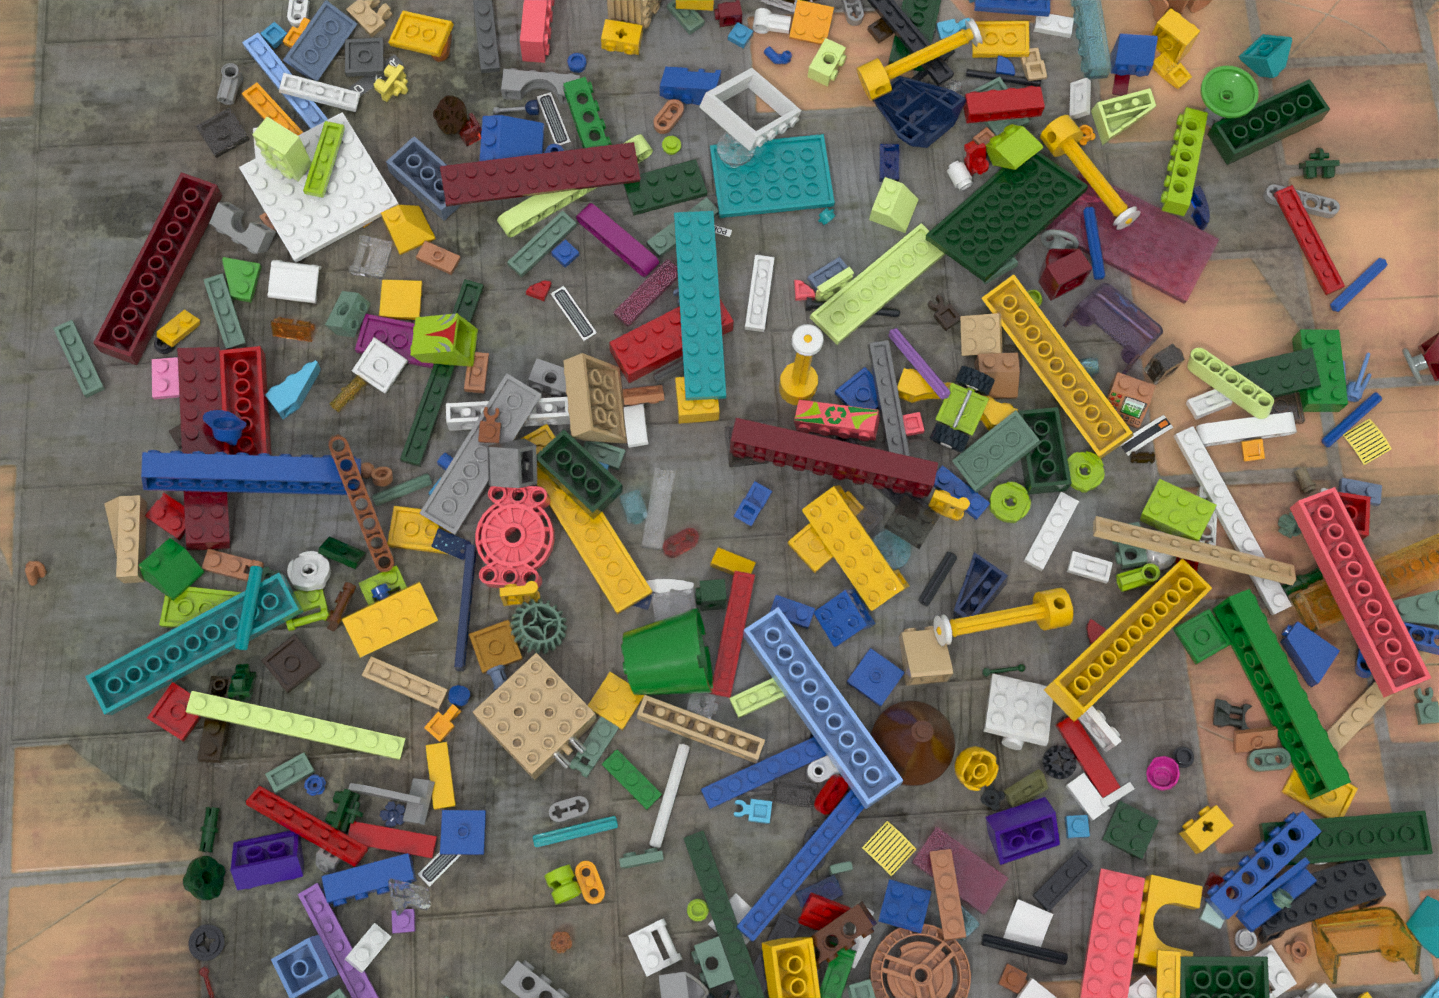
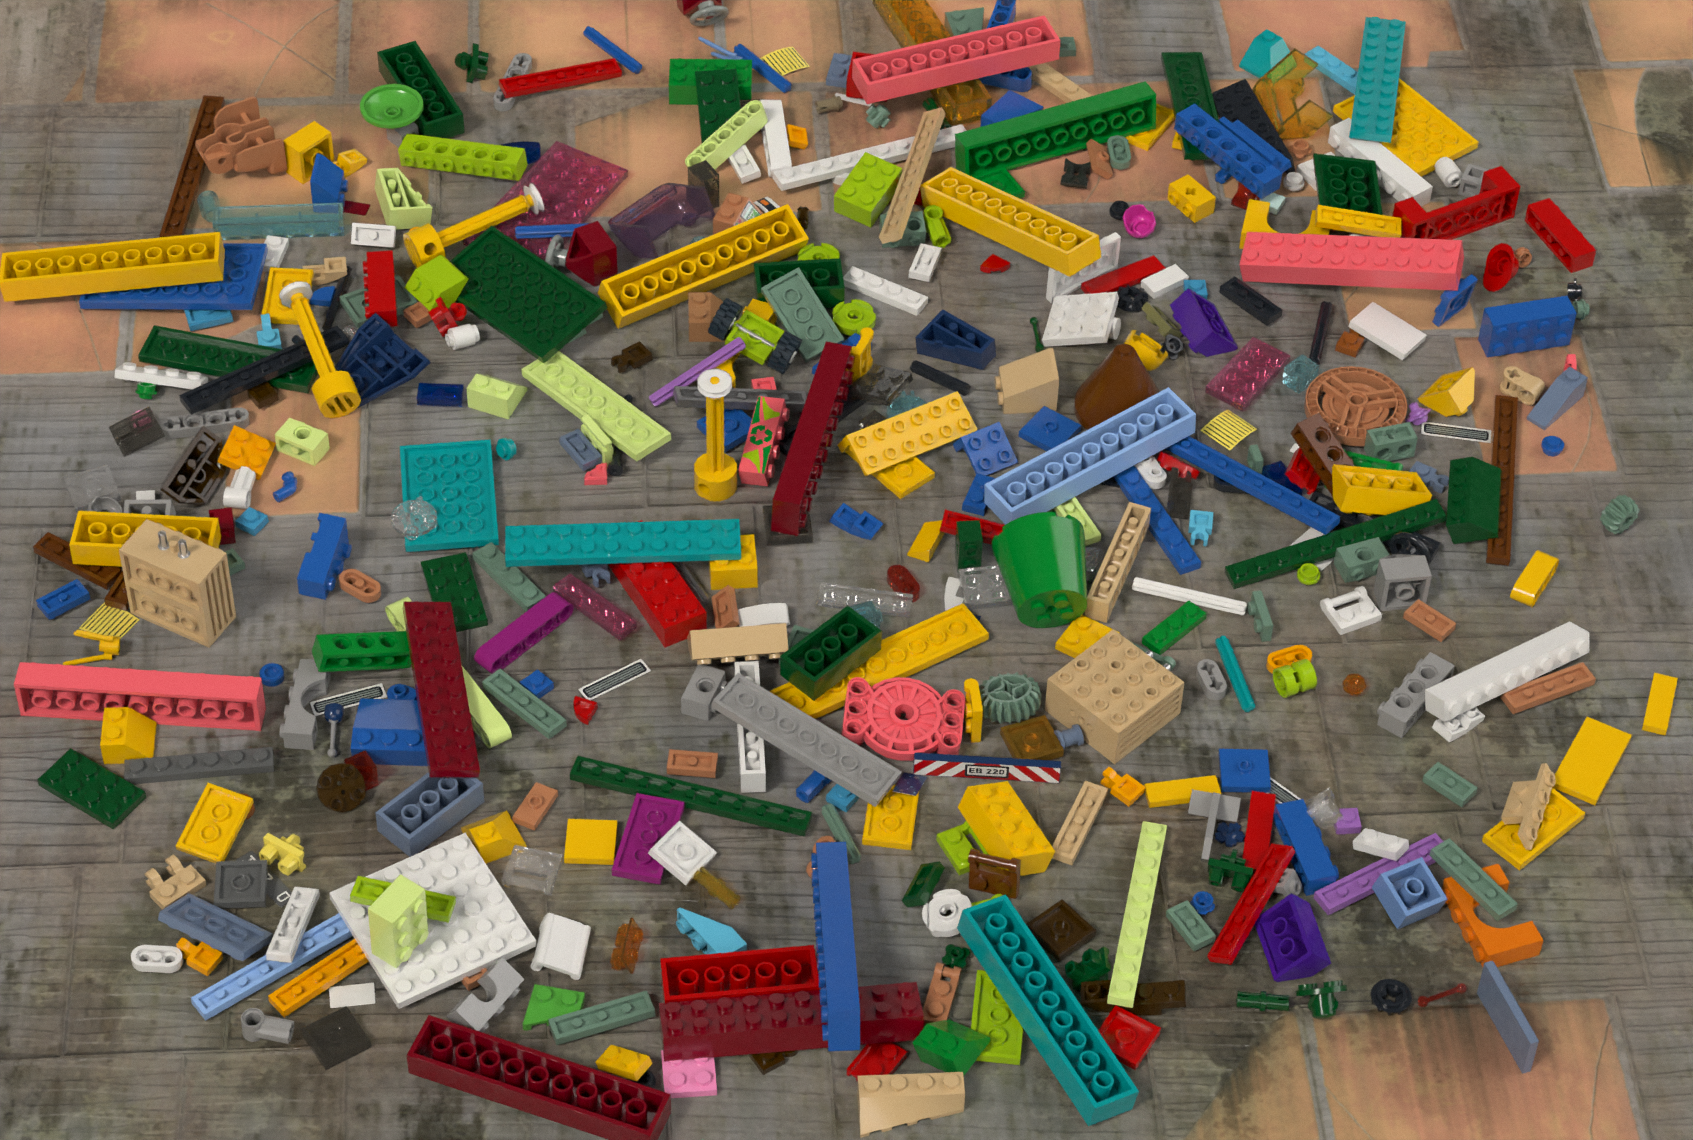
camera: 85 degrees left, 25 degrees down
(225, 426) = (774, 975): blue piece -> none
(248, 608) = (1007, 936): teal axle -> none
(273, 35) = (194, 982): dark azure plate -> none
(347, 314) = (625, 892): sand green brick -> none
(368, 510) = (872, 839): dark orange beam -> none
(380, 591) = (972, 838): blue plate -> none
(444, 340) = (657, 780): lime slope -> none
(459, 695) = (1090, 772): blue tile -> none
(490, 429) = (780, 720): dark orange plate -> none
(512, 464) = (822, 701): flat silver slope -> none
(621, 37) = (244, 626): yellow brick -> none
(671, 145) = (398, 585): lime plate -> none
(734, 125) = (408, 489): white window -> none
(759, 293) = (598, 508): white plate -> none
(905, 906) = (1287, 410): blue plate -> none
(947, 895) = (1276, 374): nougat plate -> none
(981, 334) = (663, 323): tan plate -> none
(1028, 924) = (1294, 331): white sticker -> none
(1049, 609) = (977, 290): yellow piece -> none
(1117, 794) = (1164, 261): white sticker -> none
(1130, 830) = (1195, 253): dark green plate -> none
(1267, 55) = (334, 88): teal slope -> none
(1282, 898) = (1260, 136): sand green plate -> none

